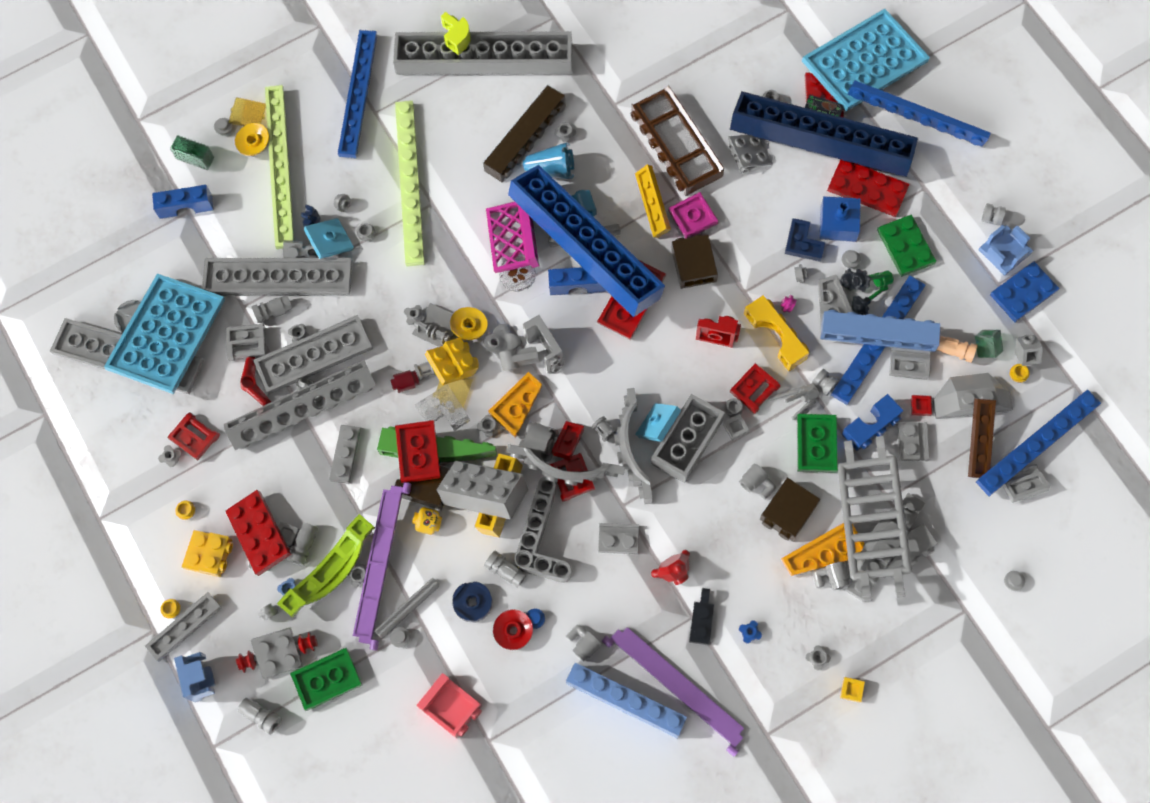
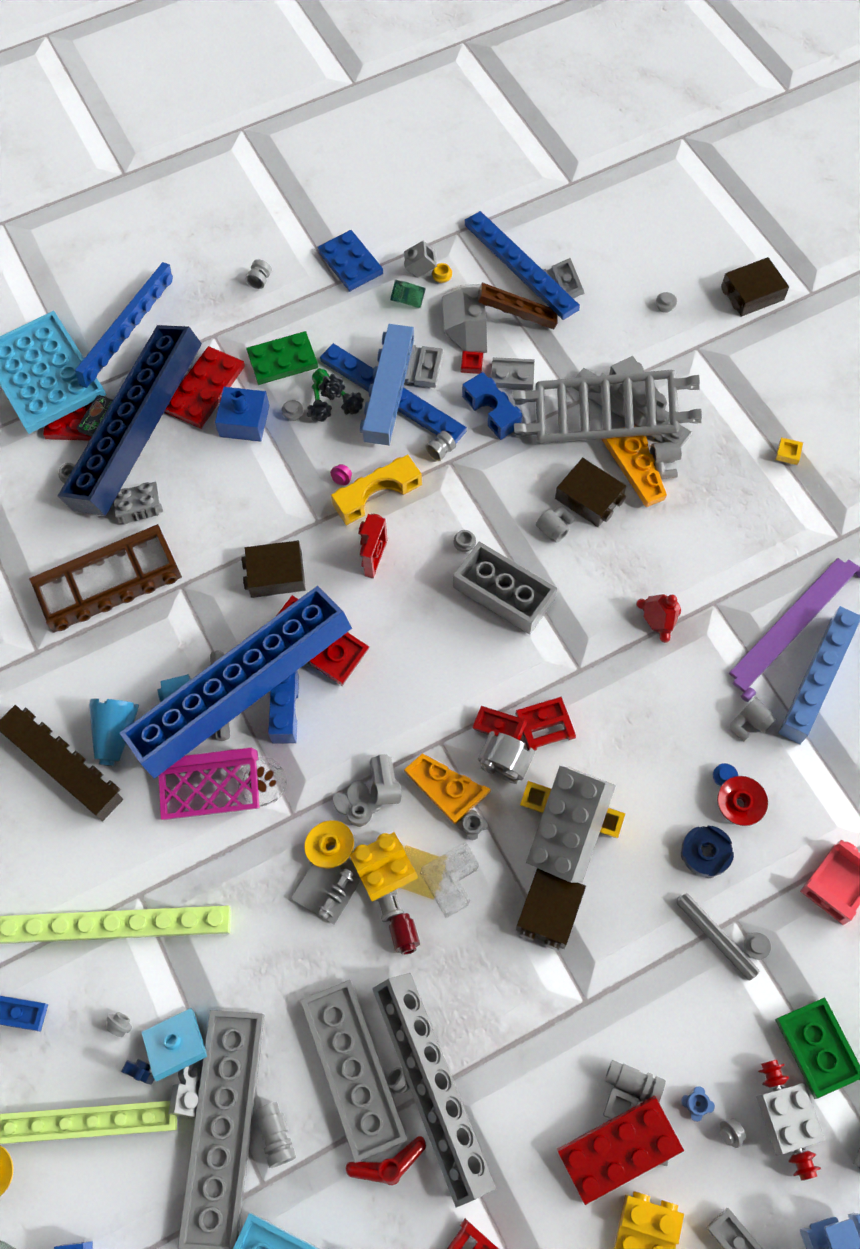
camera: 90 degrees left, 5 degrees down
(245, 336) = (314, 1178): light grey plate -> none
(298, 329) = (310, 1089): light grey plate -> none
(331, 570) = (675, 1042): lime piece -> none
(345, 454) = (503, 1022): light grey plate -> none
(361, 569) = (682, 1006): light grey plate -> none
(365, 232) = (170, 989): light grey plate -> none
(378, 564) = (663, 972): medium lavender piece -> none
(410, 311) = (312, 925): light grey plate -> none
(417, 451) = (514, 910): red plate -> none
(427, 521) = (603, 905): yellow head -> none
(448, 447) = (500, 903): bright green slope -> none
(504, 569) = (666, 806): light grey axle -> none
(535, 329) = (370, 739): light grey panel -> none
(537, 533) = (620, 766): light grey beam -> none
(553, 474) = (552, 720): light grey piece -> none
(565, 127) = (61, 707): light grey plate -> none
(604, 428) = (485, 683): light grey bush -> none
(618, 538) = (622, 676): light grey plate -> none
(625, 455) = (509, 658): light grey piece -> none
(652, 201) = (185, 610): yellow plate -> none
(658, 422) = (483, 618): medium azure plate -> none
(693, 215) = (212, 567): dark pink plate -> none
(702, 619) = (717, 591): black plate -> none
(736, 427) = (490, 537): light grey plate -> none
(747, 638) = (730, 549): blue plate -> none
(750, 383) = (438, 522): red plate -> none
(800, 245) = (264, 459): dark blue plate -> none
(801, 273) = (305, 459): light grey plate -> none
(806, 393) = (455, 465): light grey plant -> none
(817, 443) = (512, 461): green plate -> none
(824, 658) = (758, 476): light grey plate -> none
(832, 296) = (342, 431): light grey wing -> none
(956, 348) = (414, 314): light nougat axle -> none
(1006, 248) = (300, 267): medium blue panel -> none
(1042, 665) = (754, 286): none -> dark brown brick

